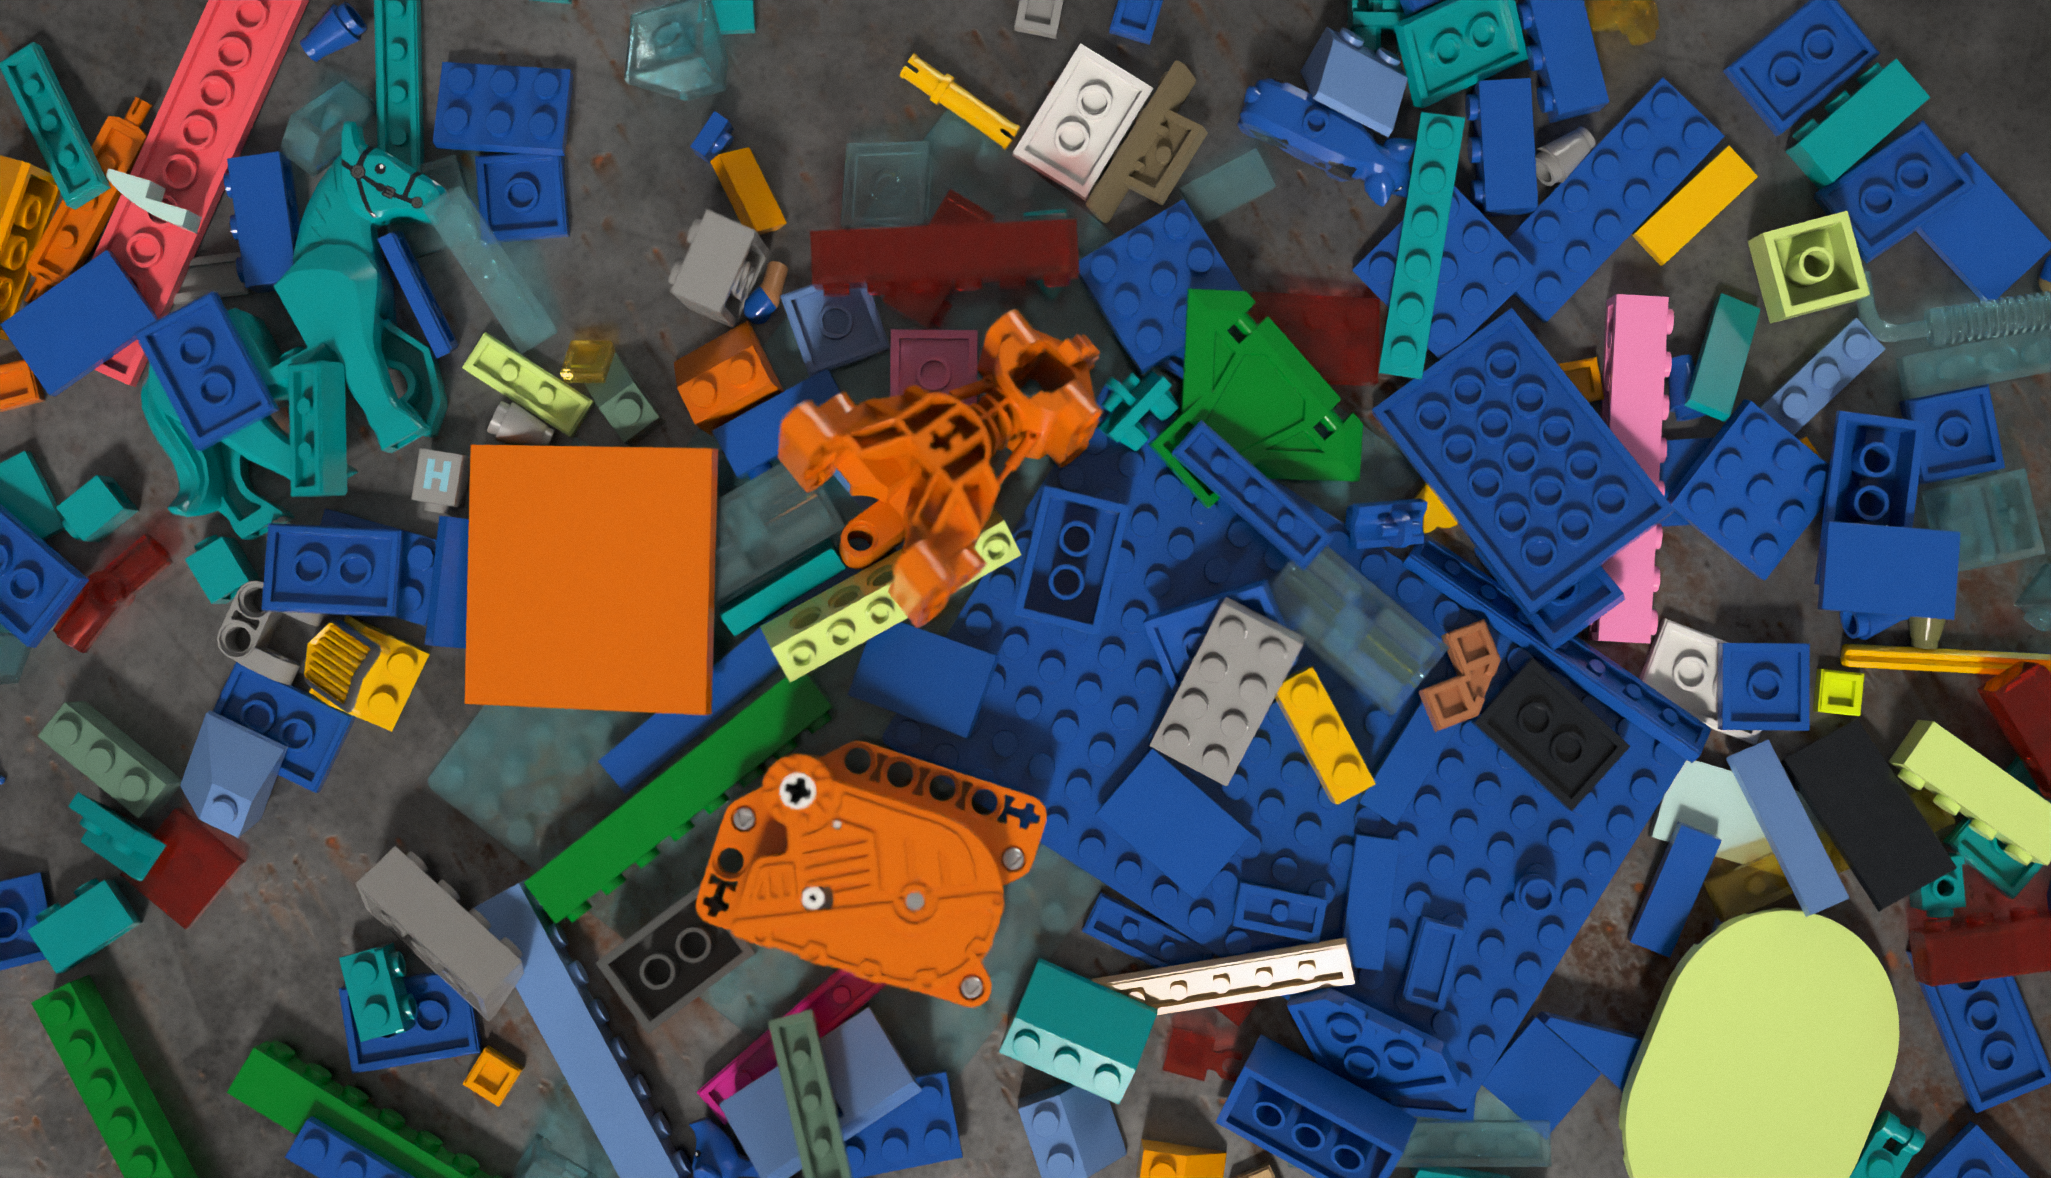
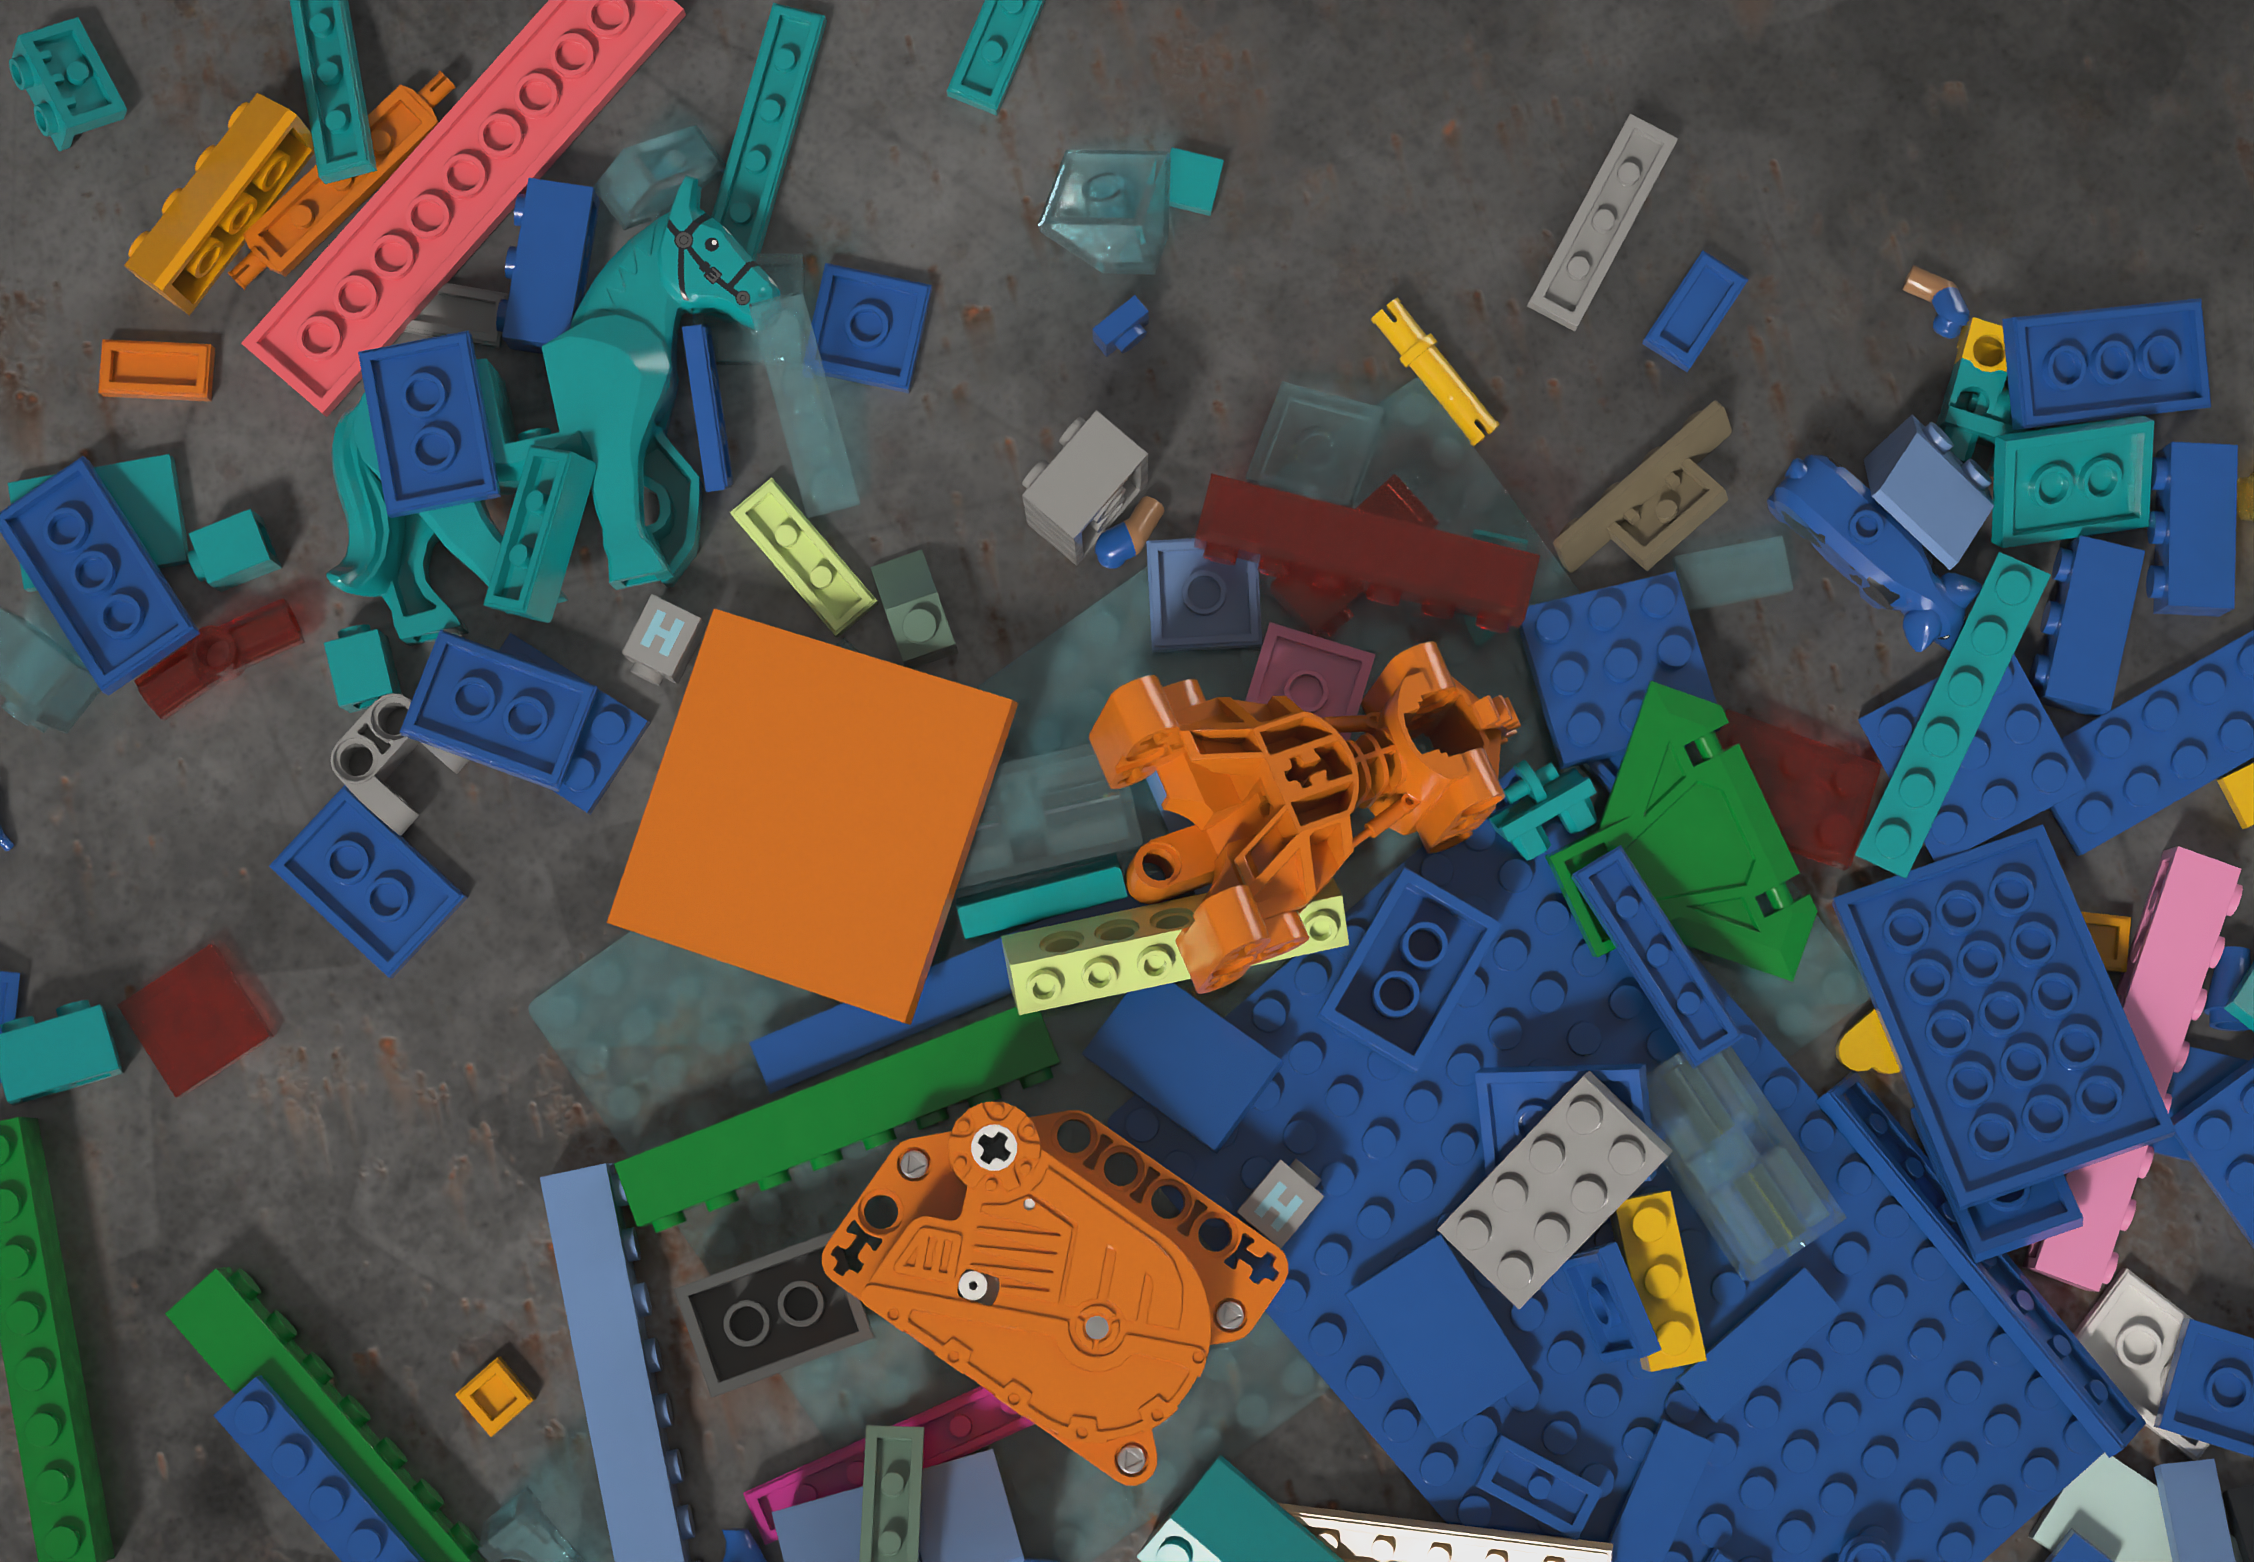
camera: 20 degrees right, 5 degrees down
(79, 323) = (288, 321): blue tile -> none
(110, 758) = (153, 859): sand green brick -> none
(116, 837) = (131, 958): teal bracket -> none
(149, 197) = (420, 193): light aqua slope -> none
(231, 774) = (294, 921): medium blue slope -> none
(334, 31) = (701, 65): blue cone -> none
(362, 670) = (494, 844): yellow piece -> none
(378, 991) = (389, 1246): teal bracket -> none
(442, 931) = (493, 1194): light grey slope -> none
(442, 1030) = (415, 1294): blue tile -> none
(449, 585) = (633, 772): blue tile -> none
(503, 109) = (877, 216): blue plate -> none
(518, 427) = (777, 604): light grey cone -> none
(587, 361) = (886, 550): clear yellow tile -> none
(725, 378) = (1050, 623): orange slope -> none
(748, 191) = (1145, 401): light orange tile -> none
(753, 437) = (1067, 702): blue brick -> none
(1028, 760) = (1282, 1201): none -> light grey brick
(1082, 121) = (1578, 441): white plate -> none
(1141, 934) = (1355, 1466): blue tile -> none
(1293, 763) = (1610, 1304): none -> blue tile
(1386, 523) = (1811, 1043): blue hips -> none
(1475, 664) = (1872, 1250): nougat tile -> none
(1550, 734) = (1942, 1367): black plate -> none
(1561, 156) = (2157, 657): light grey cone -> none

